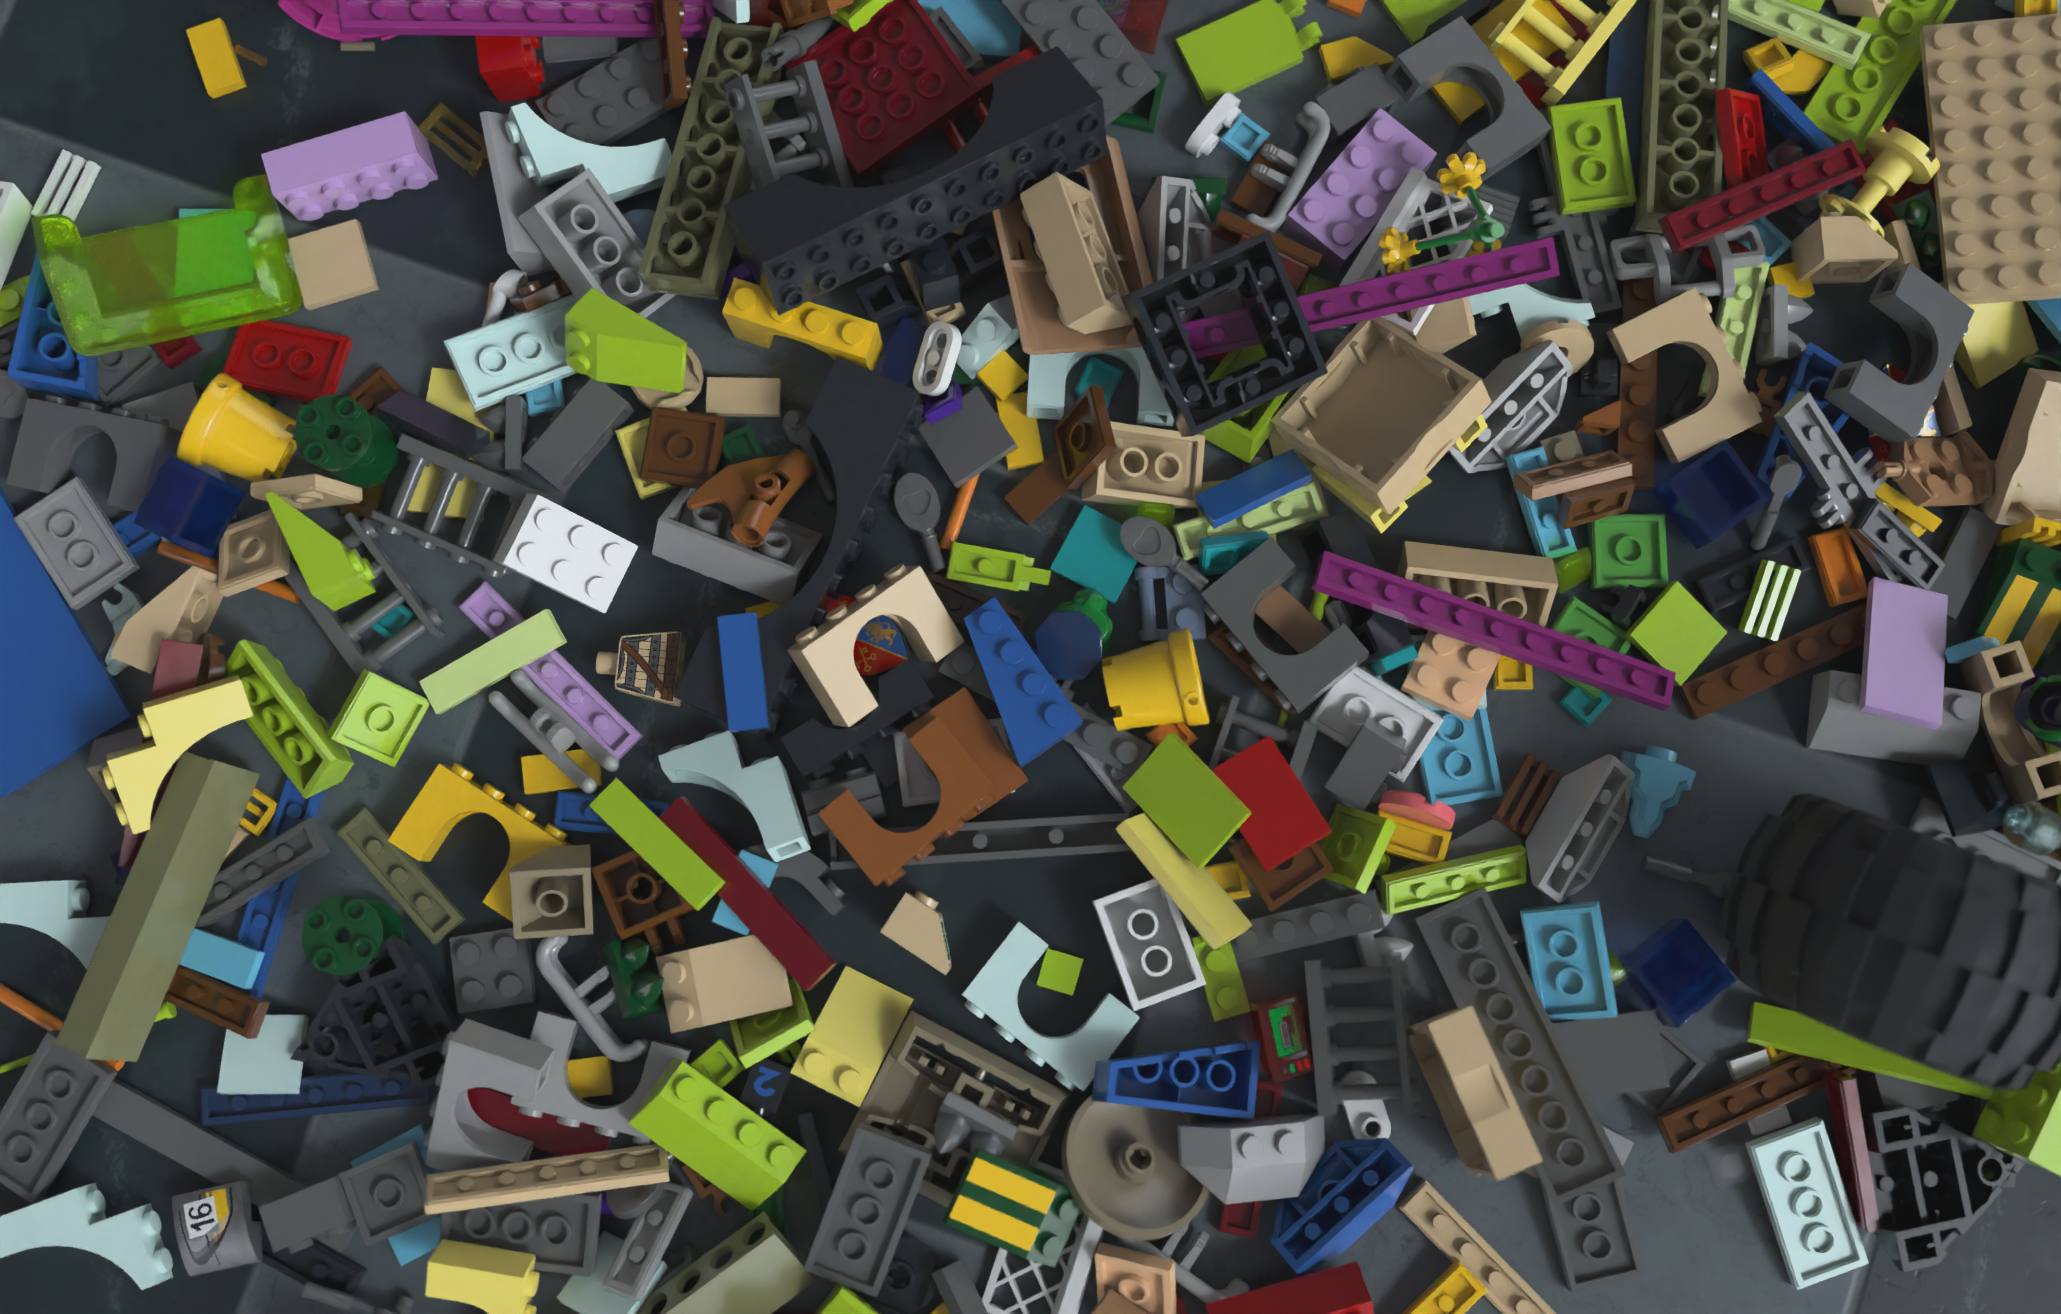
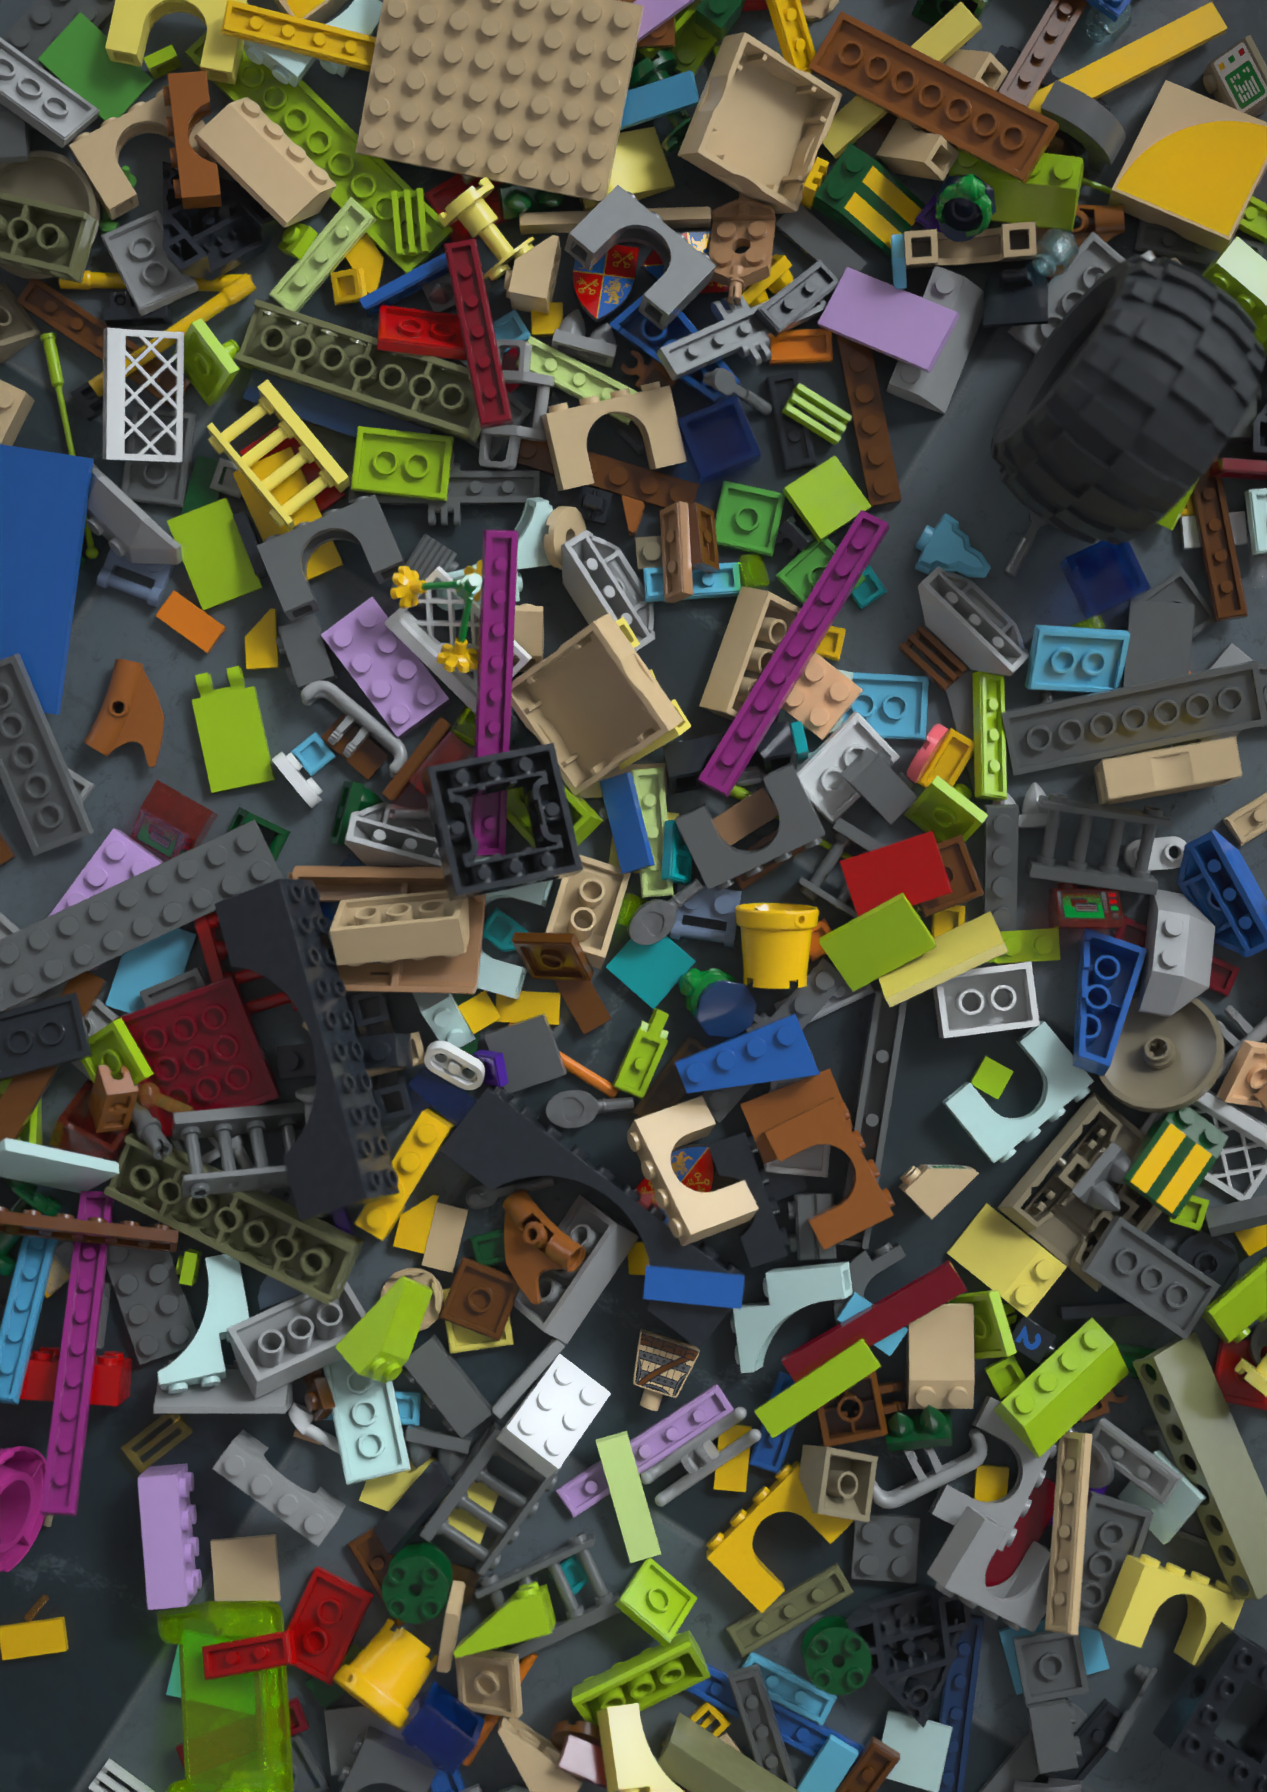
camera: 75 degrees left, 5 degrees up
(233, 278) = (249, 1655): none -> red tile
(307, 890) = (793, 1690): none -> medium azure tile
(400, 305) = (304, 1511): none -> light grey arch
(603, 519) = (527, 1377): none -> light grey tile
(652, 128) = (189, 1266): none -> lime plate
(749, 361) = (416, 1225): none -> yellow tile
(829, 39) = (150, 1096): none -> clear yellow bar
(954, 1244) = (1192, 1214): none -> lime plate
(1855, 330) = (607, 282): none -> shield
(1886, 95) = (407, 195): none -> lime tile

